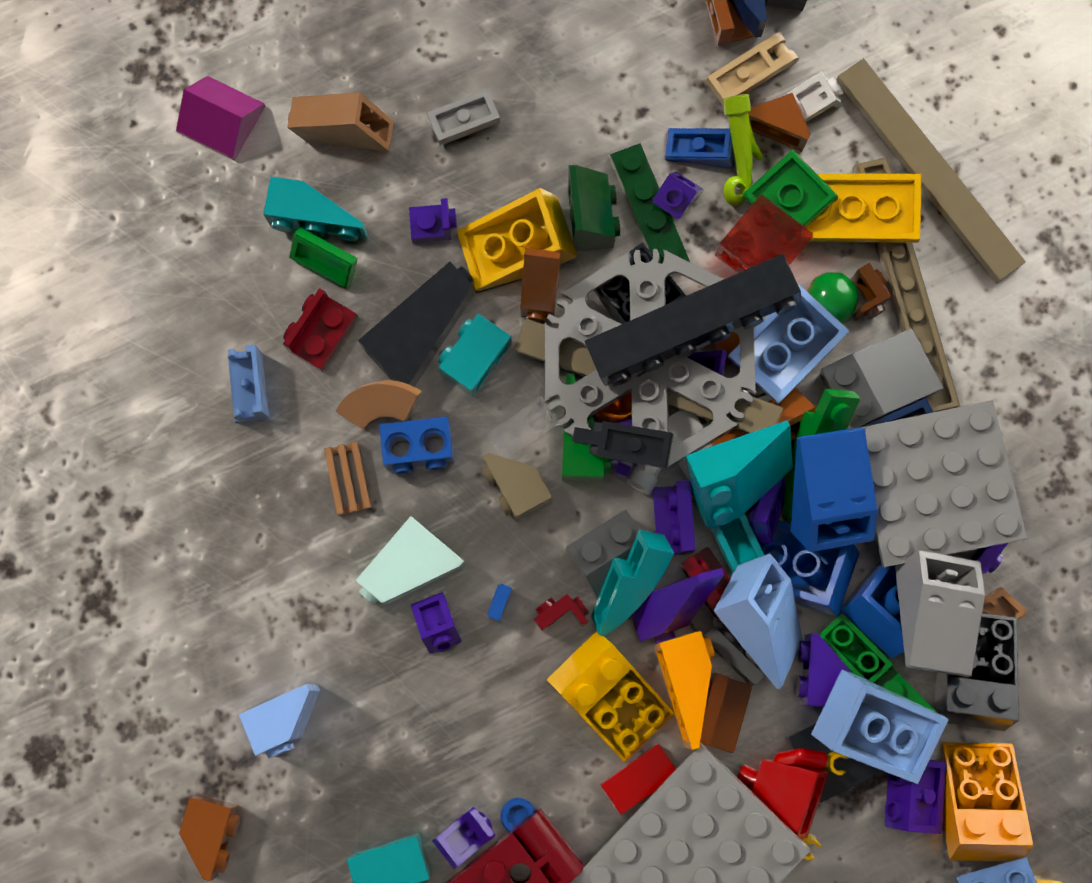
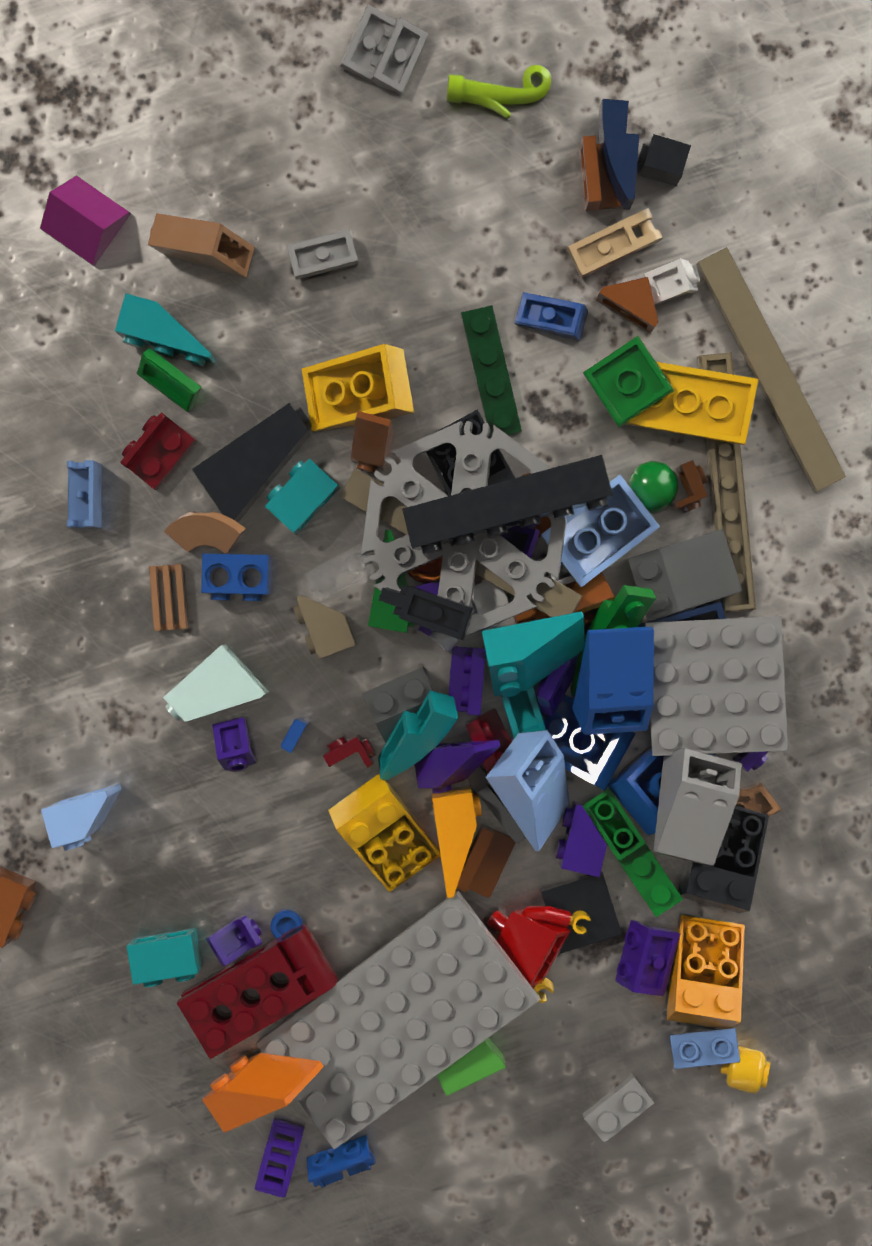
camera: 15 degrees right, 10 degrees up
(432, 222) = (278, 357): dark purple bracket -> none
(591, 209) = (433, 368): dark green slope -> none
(638, 779) = (399, 909): red tile -> none
(677, 194) = (519, 363): dark purple bracket -> none
(744, 146) = (592, 319): lime plant -> none
(762, 235) = (595, 423): clear red bracket -> none
(879, 727) = (620, 899): light blue slope -> none

